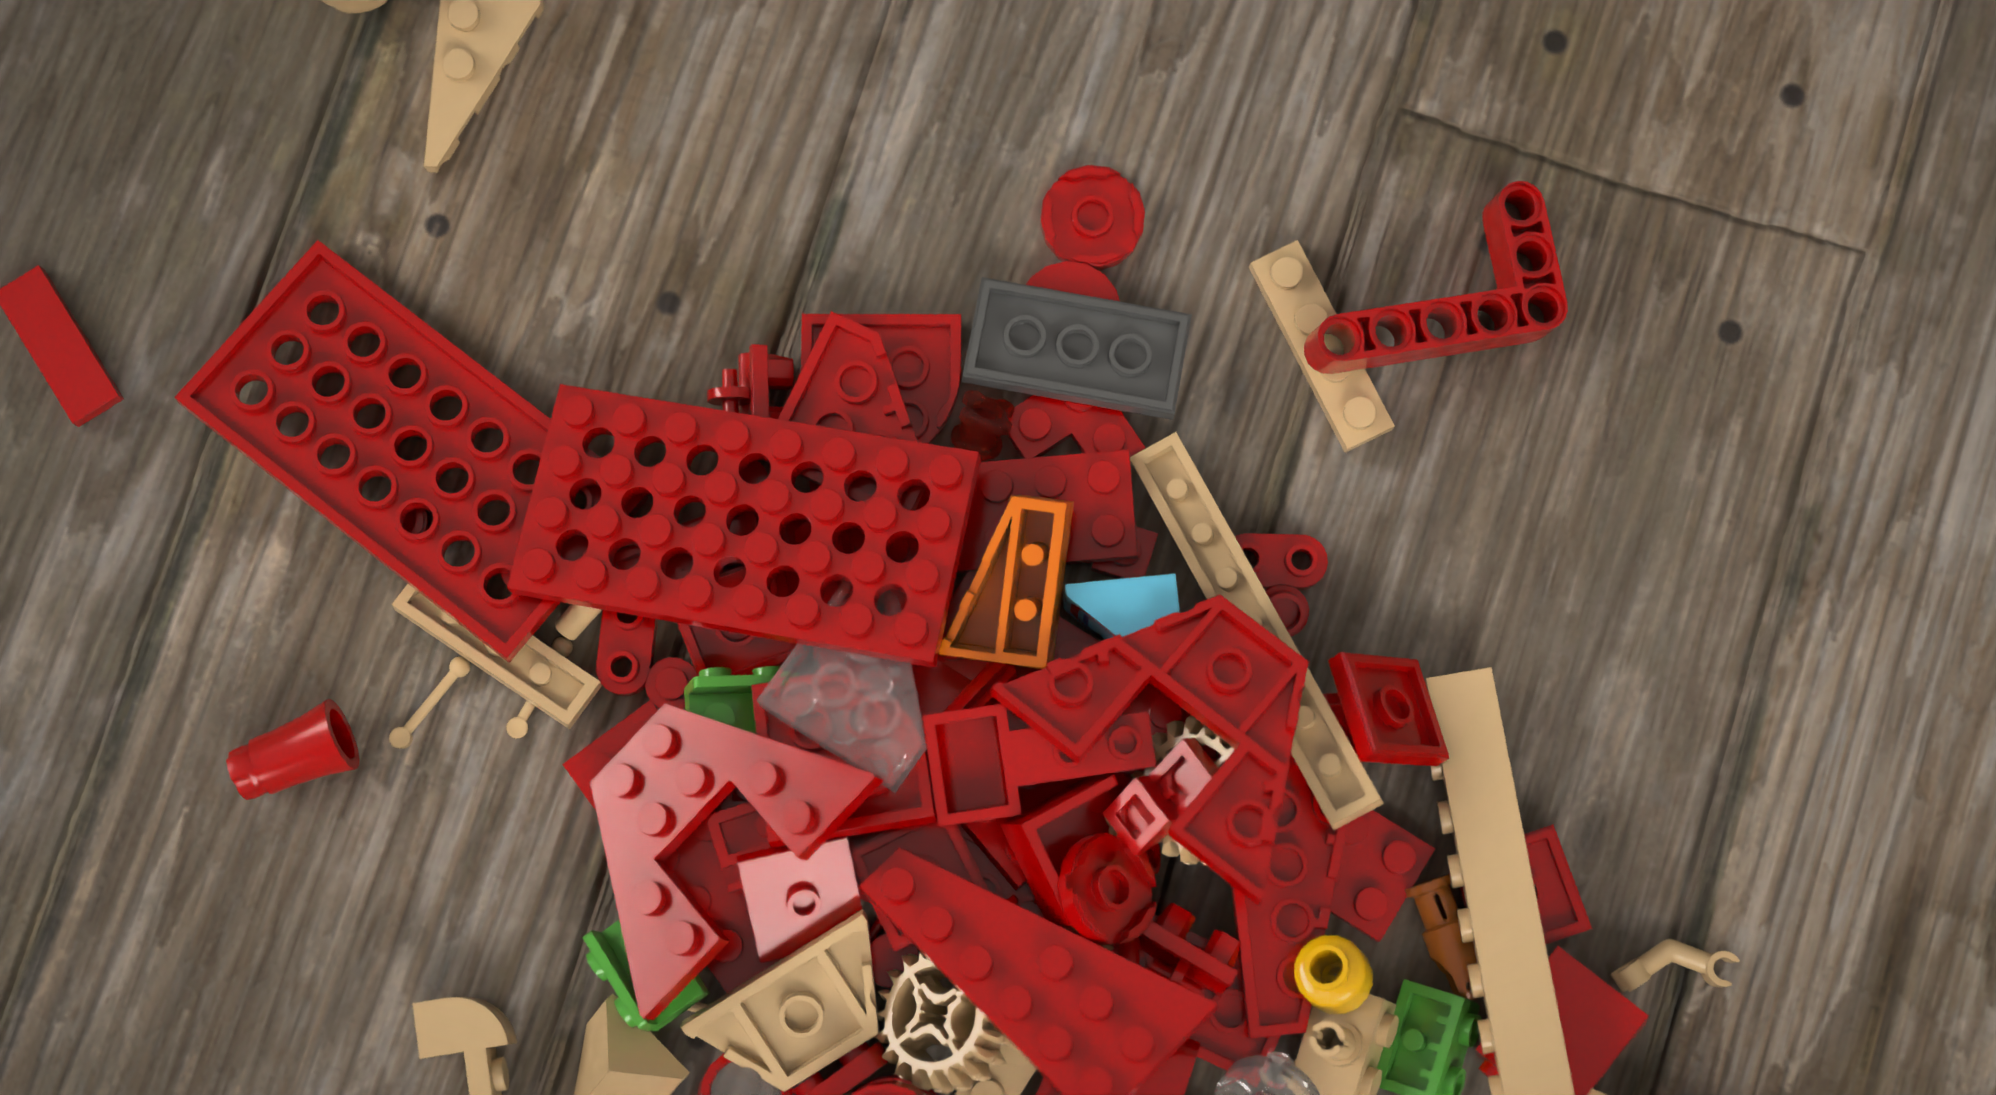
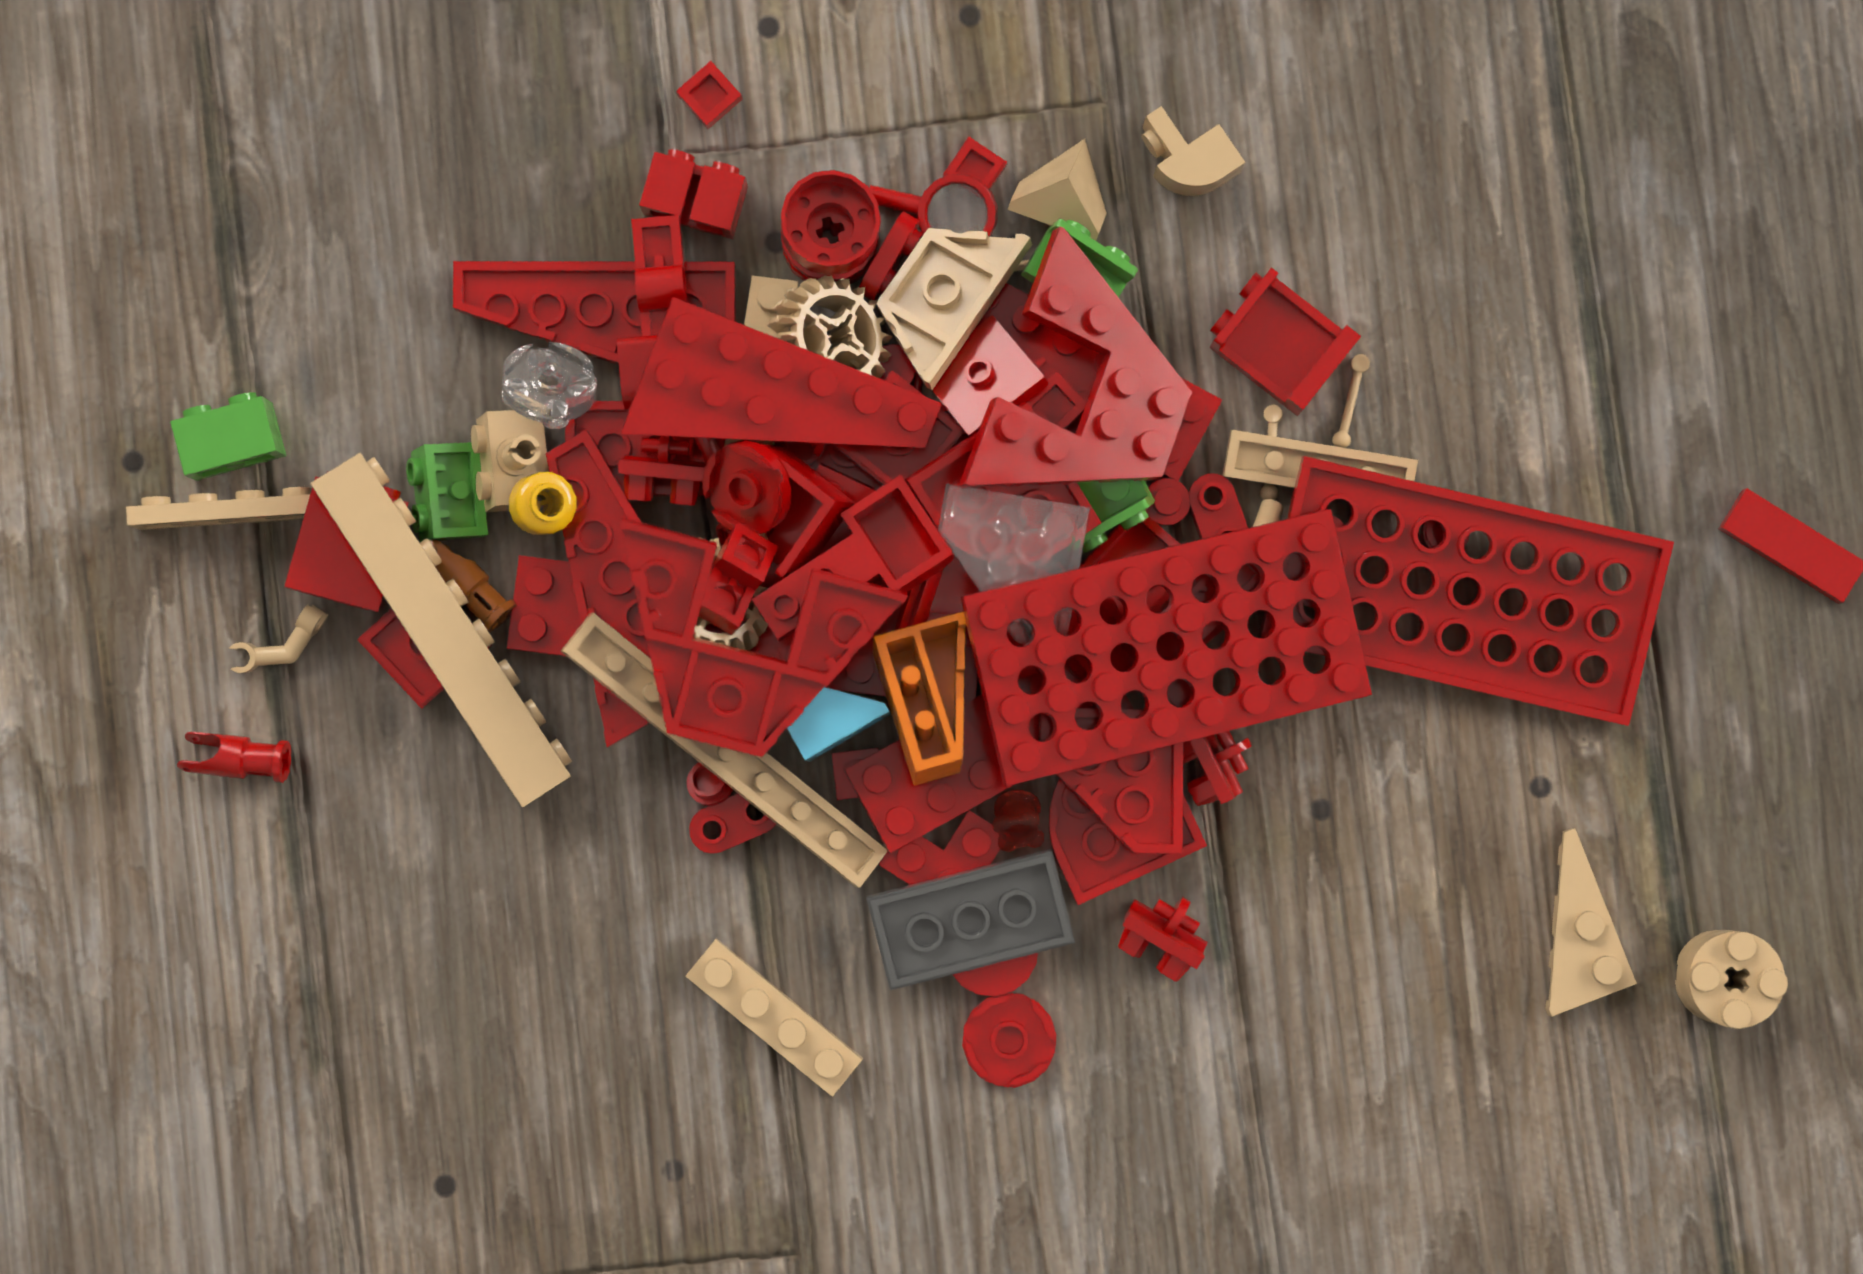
camera: 155 degrees right, 5 degrees up
(295, 753) = (1434, 311): red plant -> none
(469, 795) = (1281, 341): none -> red panel
(882, 248) = (1169, 930): none -> red hips
(1388, 709) = (589, 731): red plate -> none
(1460, 313) = (670, 1090): red beam -> none
(1765, 860) = (240, 757): none -> red piece

